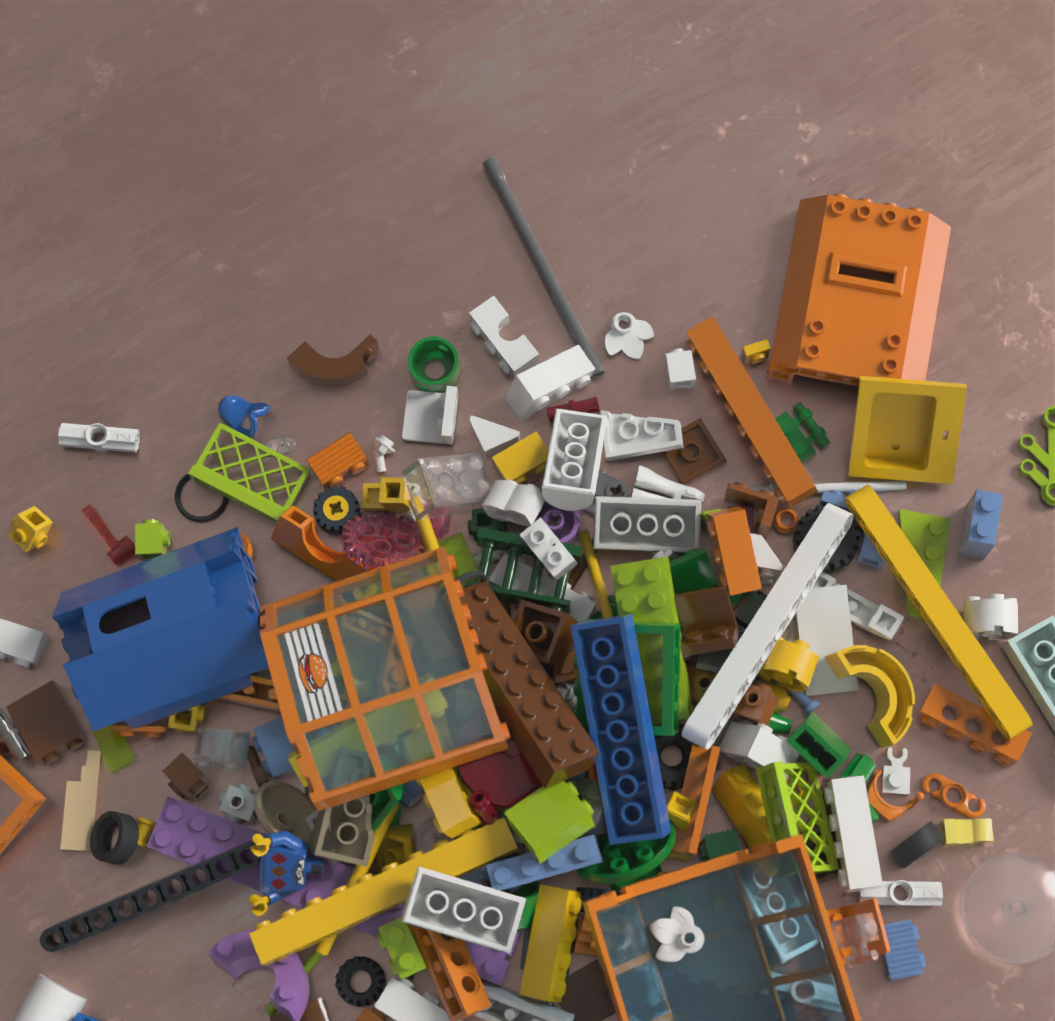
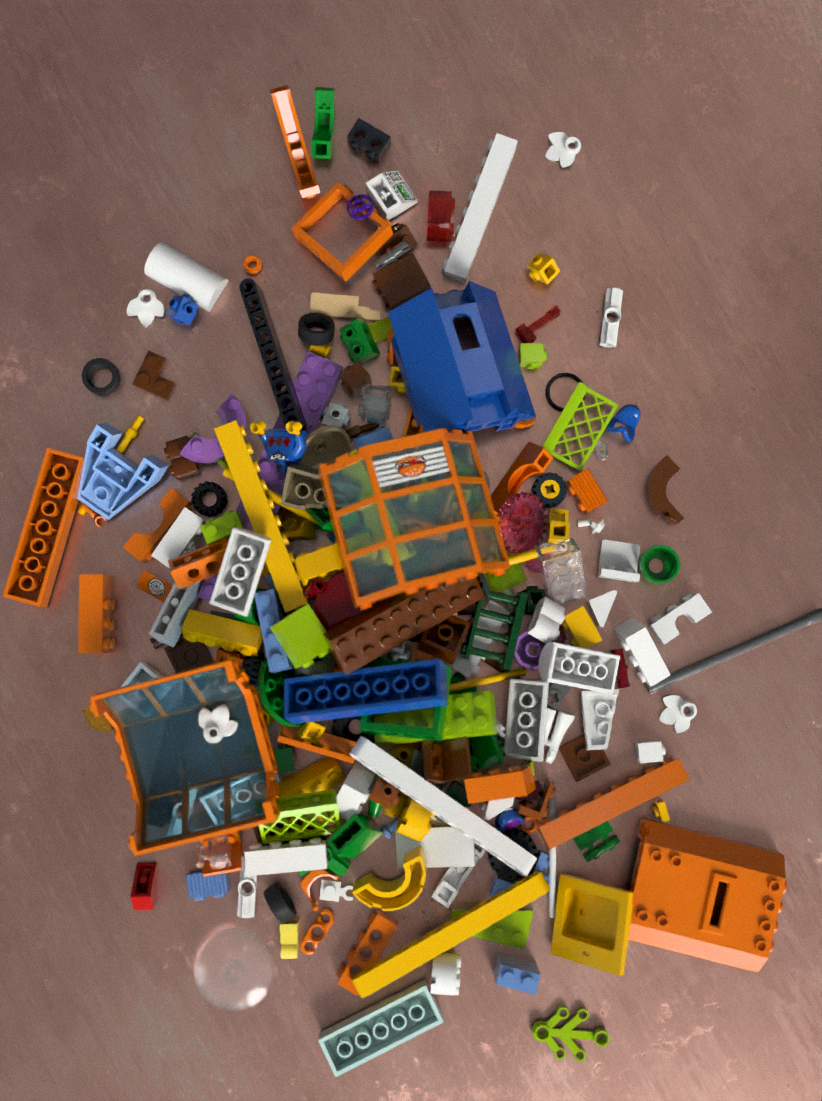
camera: 90 degrees right, 10 degrees up
(10, 935) = (252, 259): none -> orange plate
(132, 777) = (359, 341): none -> green brick
(541, 541) = (497, 648): white window -> none
(781, 543) = (508, 819): none -> blue piece

